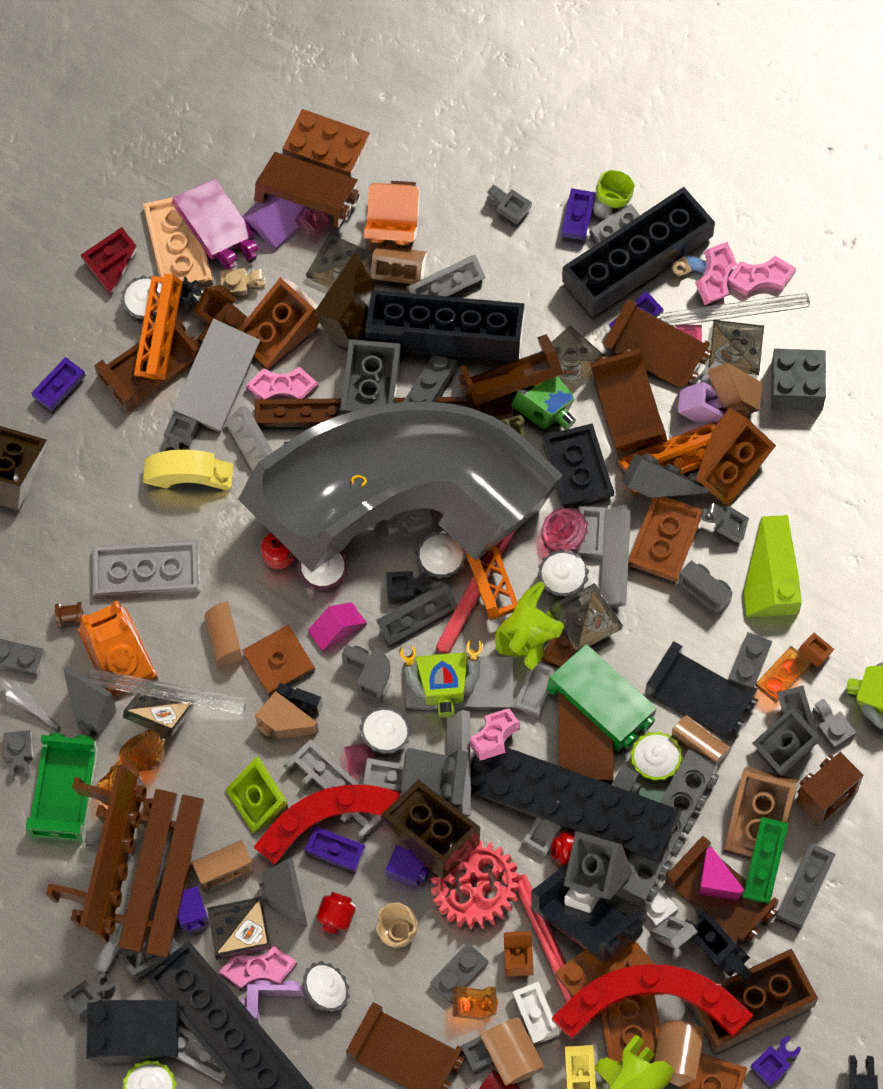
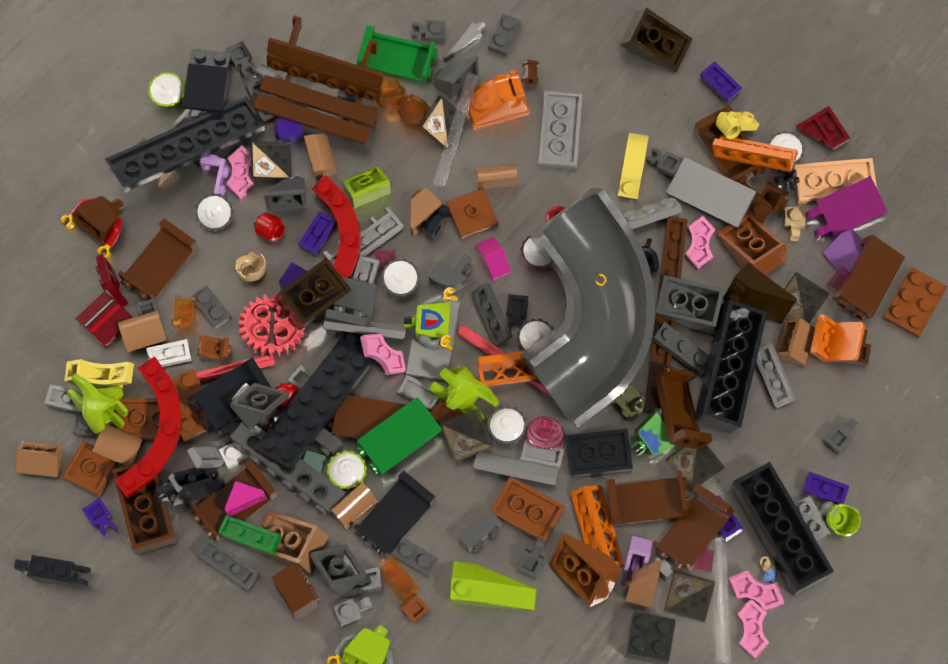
camera: 95 degrees right, 5 degrees up
(118, 356) = (734, 122): none -> light yellow plate
(655, 480) = (573, 506): dark grey slope -> none

